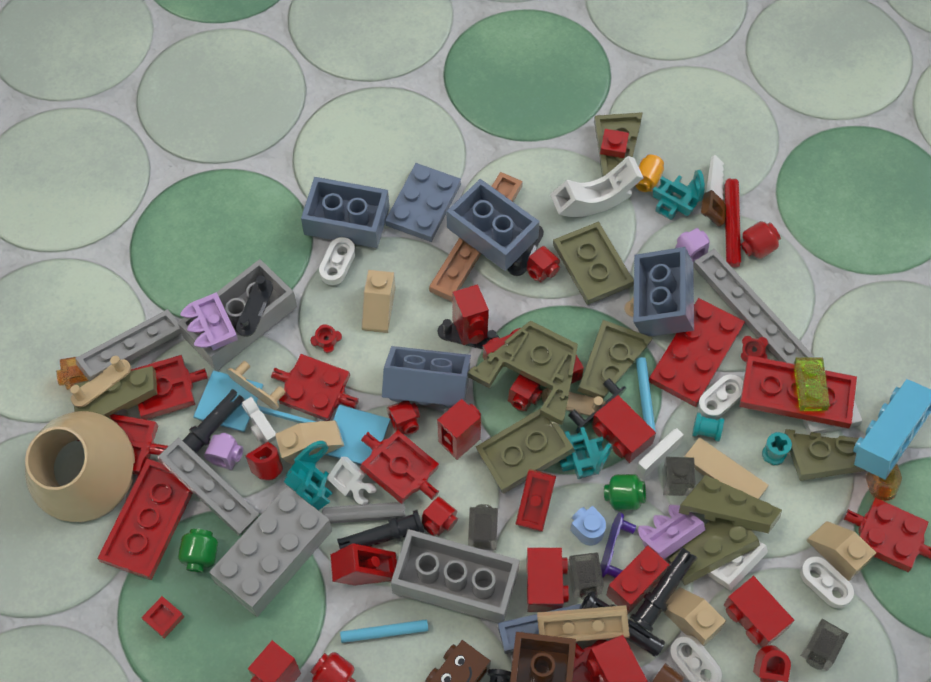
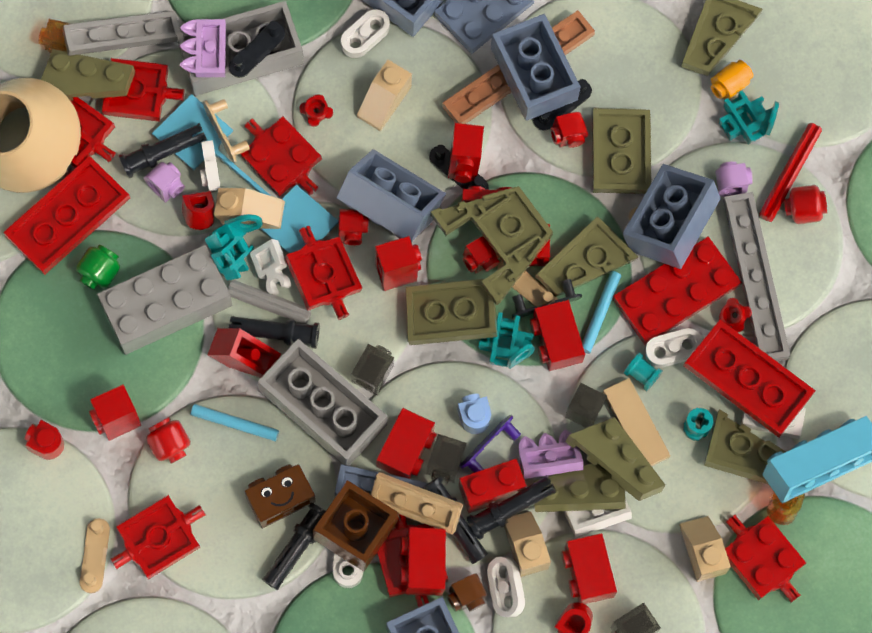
camera: 20 degrees right, 10 degrees up
(110, 376) = (76, 62): tan piece -> none
(162, 617) = (39, 315): red plate -> none
(208, 486) = (134, 210): light grey plate -> none
(439, 517) = (337, 339): red plate -> none
(535, 500) = (436, 365): red plate -> none
(593, 197) = (663, 80): white arch -> none
(614, 143) = (711, 31): red plate -> none
(625, 492) = (526, 398): green head -> none
(659, 453) = (582, 374): white tile -> none
(712, 201) = (788, 131): piece -> none
(811, 384) = (764, 377): clear neon green plate -> none
(828, 581) = (672, 573): white plate -> none

